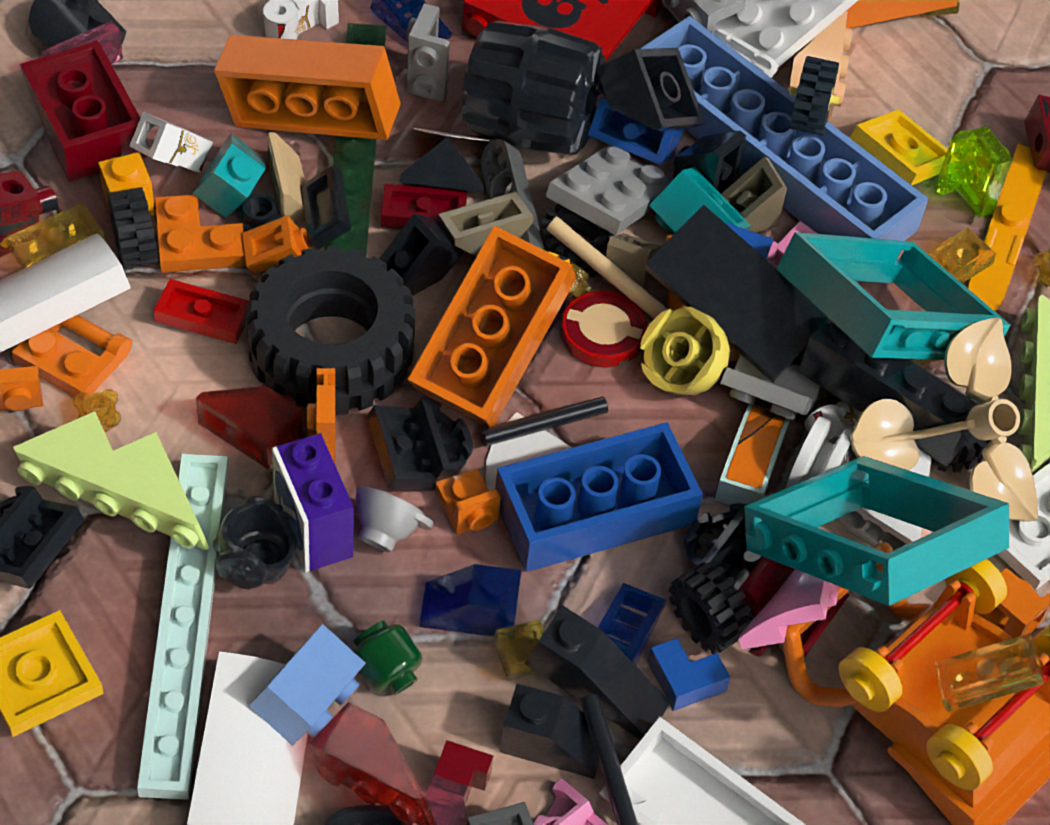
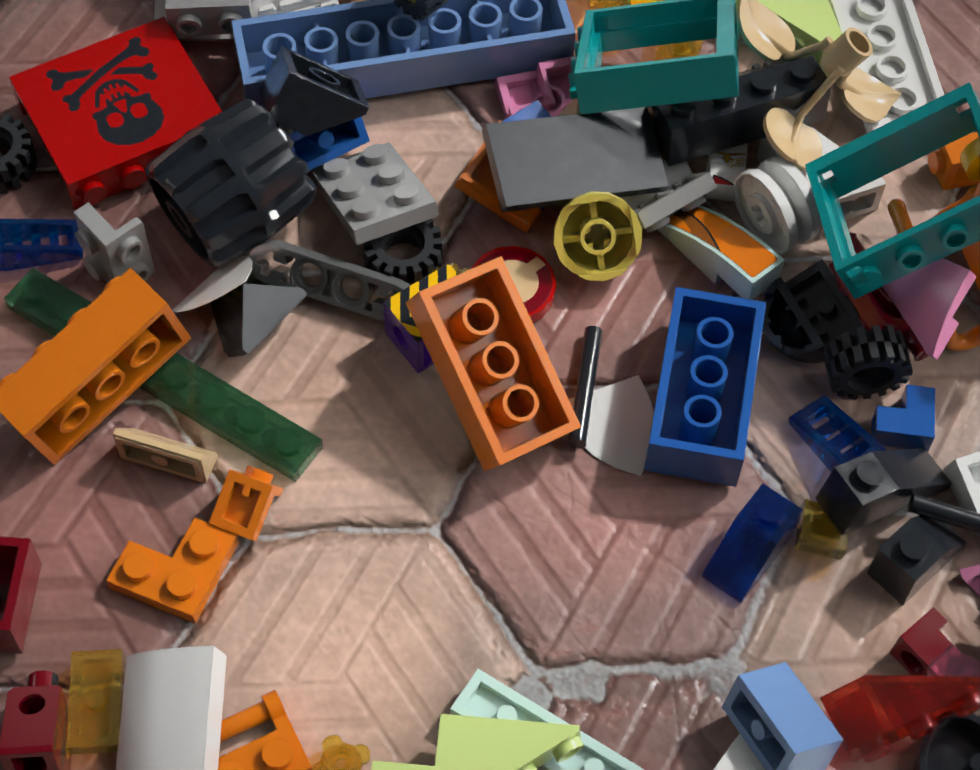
camera: 55 degrees left, 5 degrees up
(125, 174) = (82, 600): light orange brick -> none
(132, 227) = (146, 616): black tyre -> none
(171, 143) = (67, 529): white leg -> none
(201, 311) = (281, 607): red plate -> none
(230, 176) = (134, 495): teal slope -> none
(251, 419) = (447, 626): clear red slope -> none
(254, 544) = (600, 693): black hair -> none
(257, 211) = (187, 486): black plate -> none
(314, 501) = (588, 617): dark purple piece -> none
(322, 414) = (503, 559): orange plate -> none
(325, 207) = (232, 433): black tile -> none
(331, 286) = (379, 449): black tyre -> none
(387, 518) = (628, 568): light grey piece -> none
(388, 656) = (776, 639): dark green head -> none
(403, 201) = (283, 354): dark red plate -> none
(419, 444) = (557, 498): black slope -> none
(421, 253) = (344, 394): black slope -> none
(468, 501) = (638, 492): orange bracket -> none
(472, 224) = (355, 307): dark tan slope -> none
(605, 268) = (473, 243): tan bar -> none
(630, 256) = (462, 223): dark tan slope -> none
(686, 196) = (441, 142): teal slope -> none
(714, 157) = (399, 105): black slope -> none
(758, 196) = (454, 100): dark tan slope -> none

